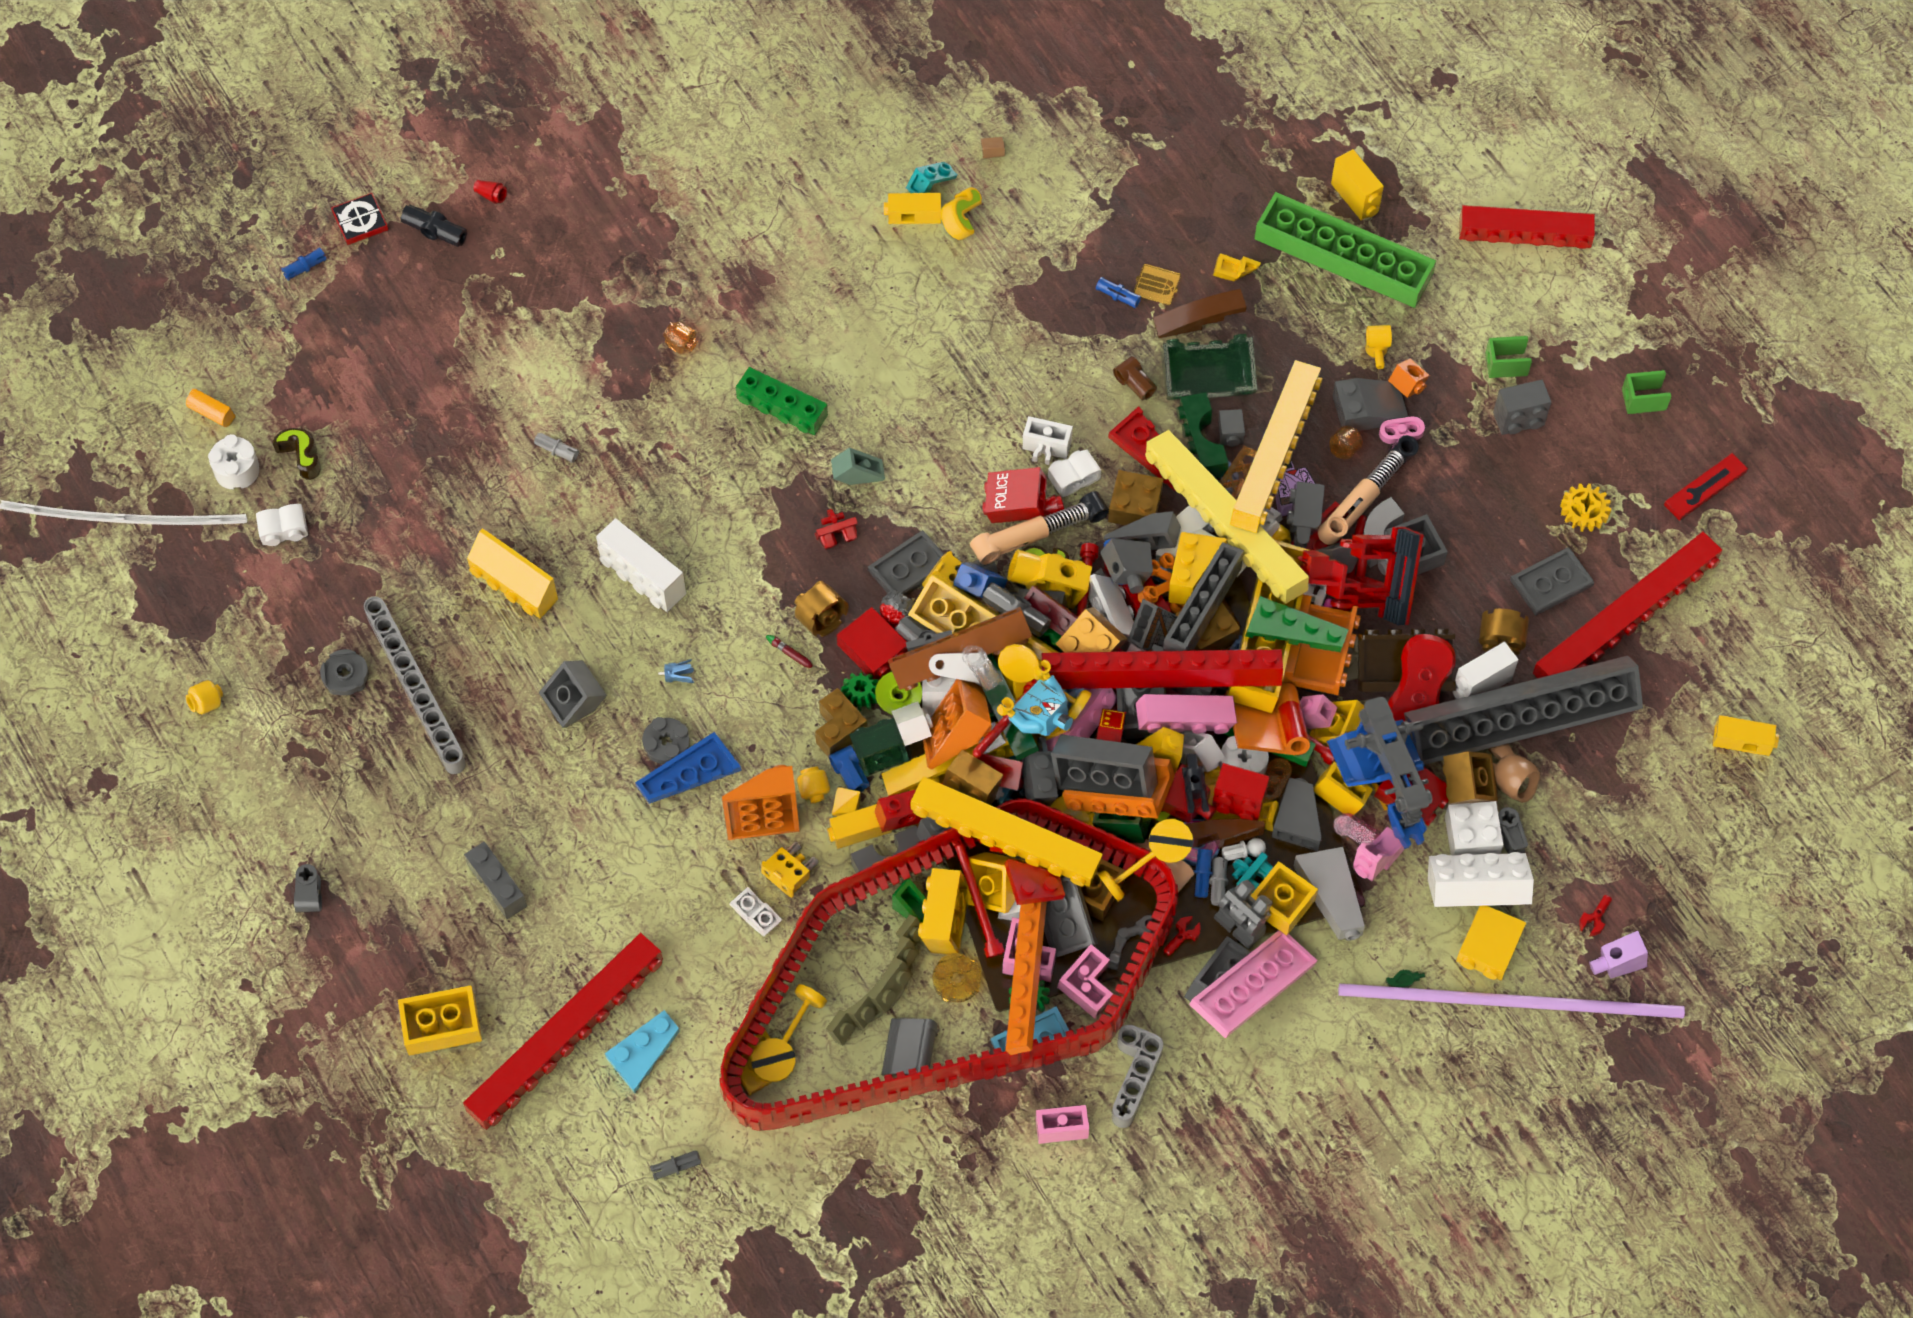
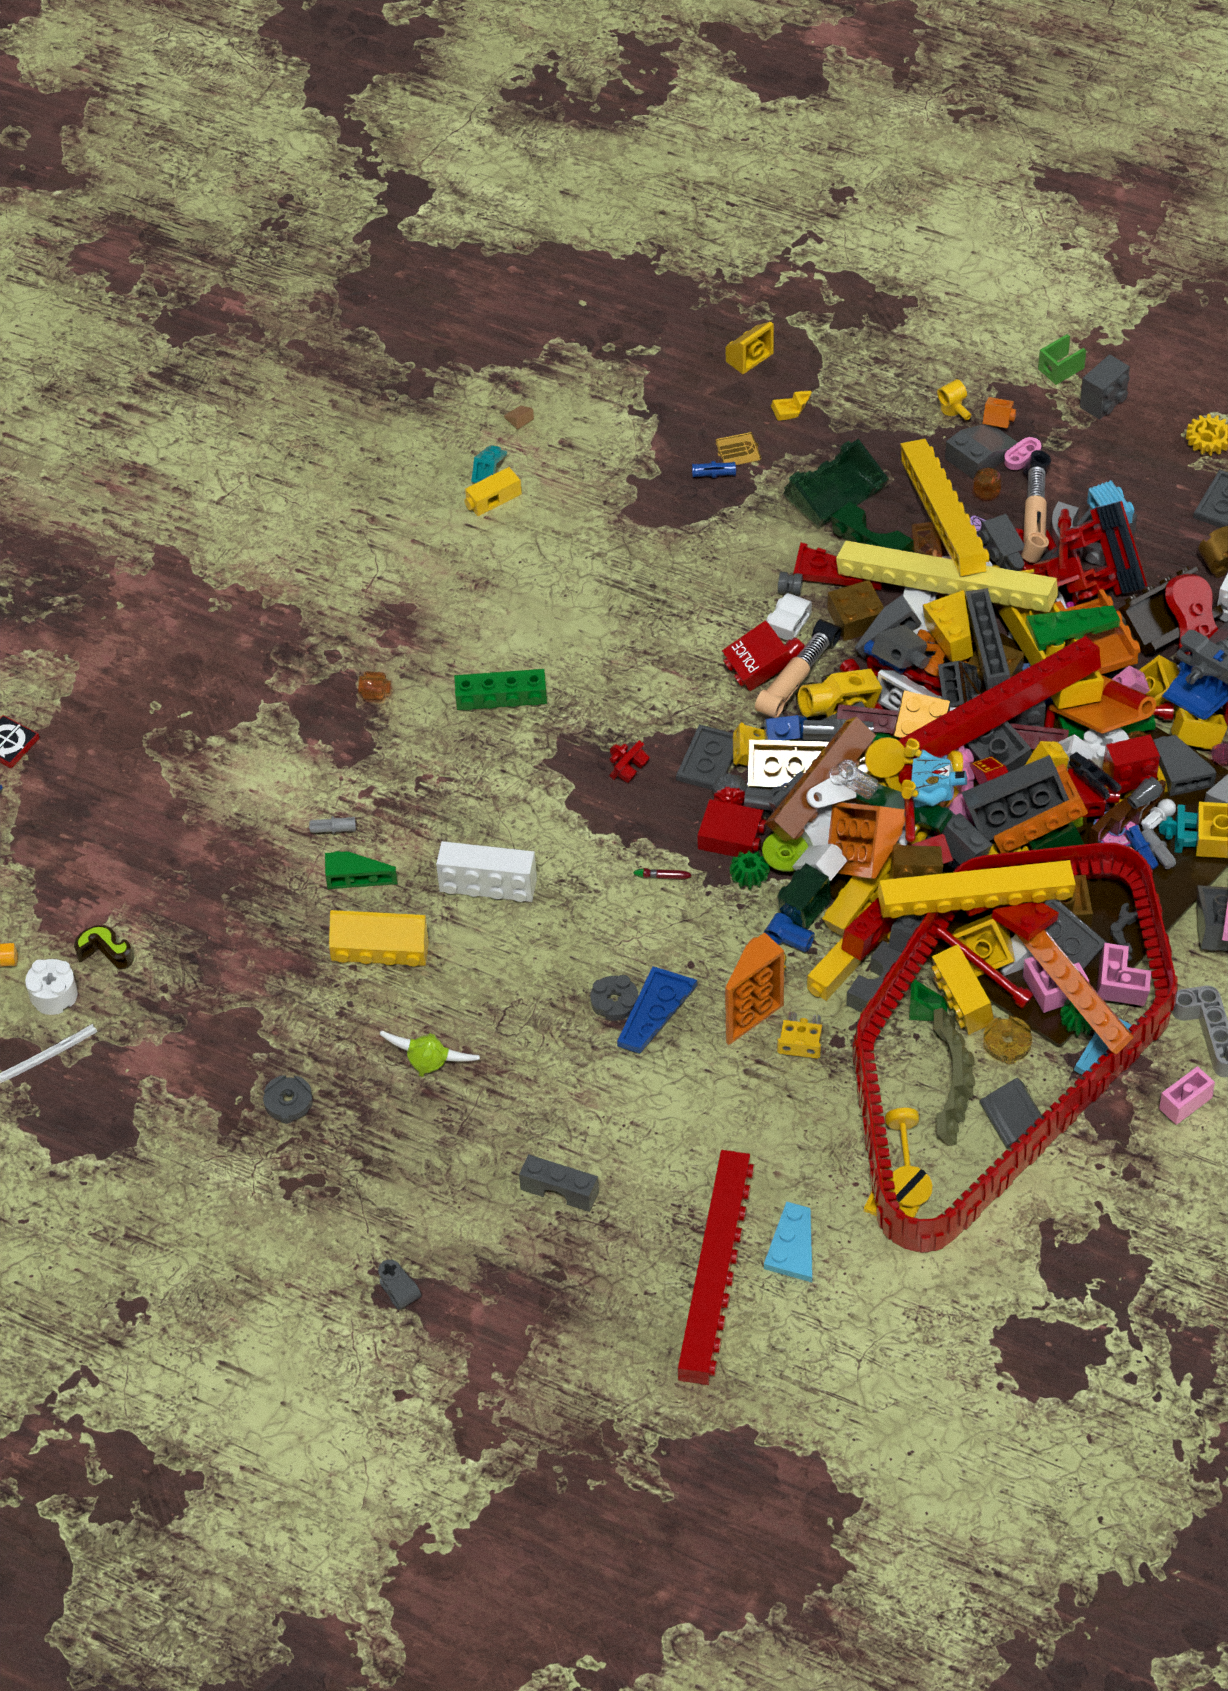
camera: 30 degrees left, 10 degrees down
(204, 697) = (176, 1185): yellow head -> none
(281, 524) = (134, 1012): white brick -> none
(418, 693) = (366, 1081): light grey beam -> none
(433, 225) = (81, 711): black piece -> none
(439, 1020) = (602, 1317): yellow brick -> none
(477, 699) = (427, 1052): none -> lime helmet
(491, 191) = (110, 660): red cone -> none
(537, 496) = (354, 870): none -> green slope
(572, 692) = (504, 1004): dark grey slope -> none
(674, 671) = (581, 939): flat silver piece -> none
(675, 1165) = (895, 1313): dark grey axle -> none
(755, 912) = (801, 1086): white slope -> none
(820, 609) = (667, 824): pearl gold brick -> none
(841, 721) = (755, 899): pearl gold brick -> none
(846, 801) = (806, 958): yellow slope -> none
(857, 467) = (605, 706): sand green slope -> none
(953, 213) = (533, 476): yellow animal -> none
(1047, 438) = (748, 601): white brick -> none
(1099, 441) = (795, 585): none -> dark grey wheel
(1132, 374) = (774, 522): reddish brown piece -> none
(1168, 841) = (1114, 825): yellow piece -> none
(1182, 935) = (1168, 900): red bar -> none
(1186, 713) = (1047, 724): bright pink brick -> none
(1198, 313) = (792, 450): reddish brown slope -> none
(1231, 427) = (887, 518): dark grey brick -> none
(1233, 826) = (1146, 792): none -> dark grey cone
(1238, 192) = (751, 347): none -> yellow slope
(1246, 913) = (1202, 857): dark grey hips -> none
(1345, 249) = (871, 346): bright green brick -> none
(1357, 185) = (843, 295): yellow brick -> none
(1372, 523) = (1064, 524): none -> red bar
(1428, 521) = (1107, 494): none -> medium azure brick
(1526, 226) = (997, 262): red brick -> none
(1645, 403) = (1190, 340): bright green piece -> none

